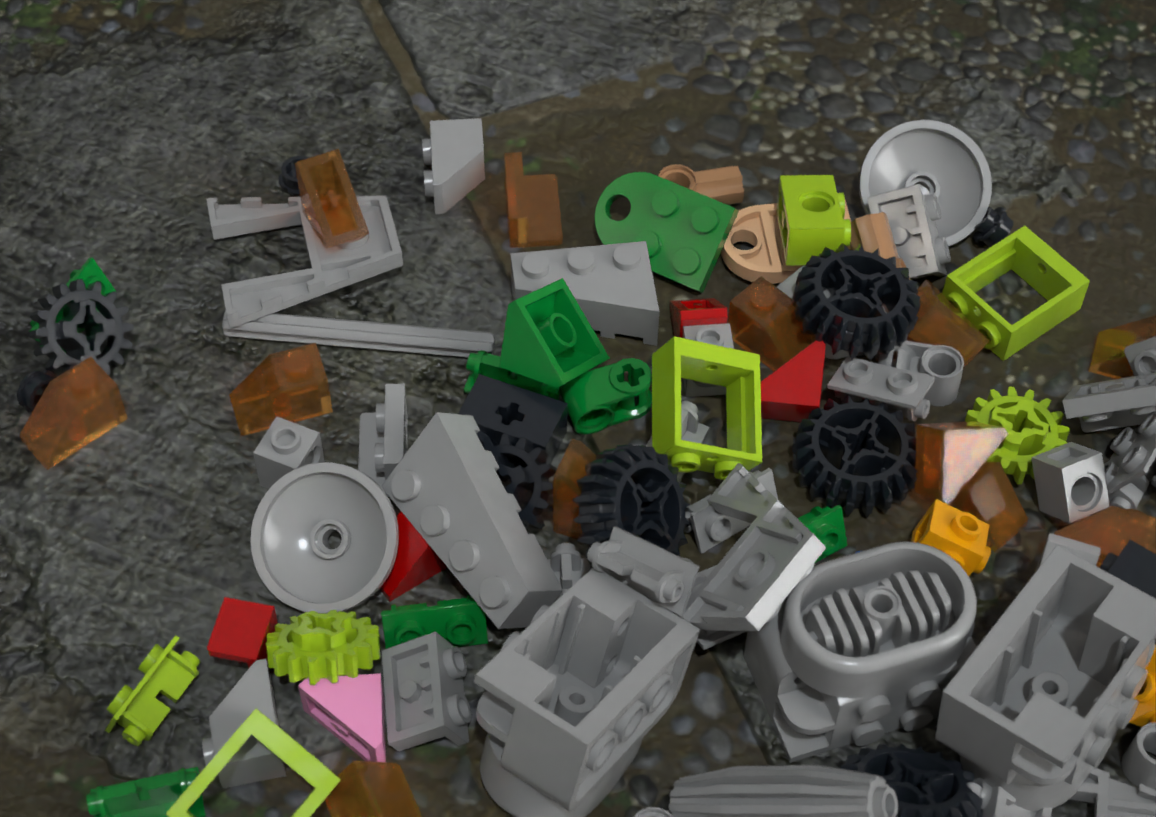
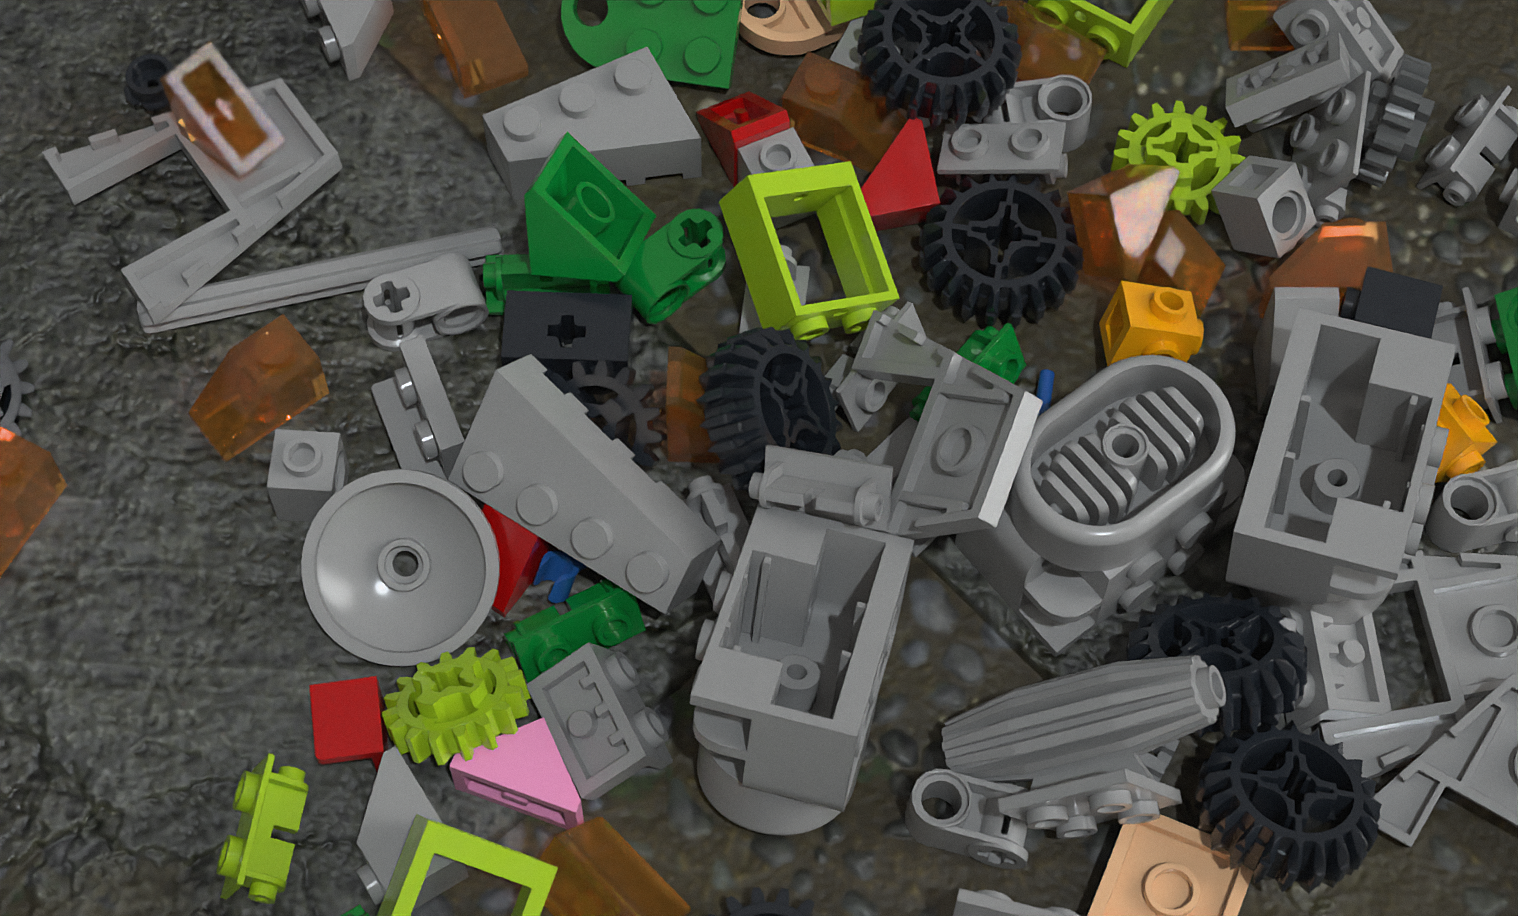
camera: 20 degrees left, 10 degrees up
(426, 367) = (428, 301): none -> light grey piece
(440, 579) = (562, 570): none -> blue hand

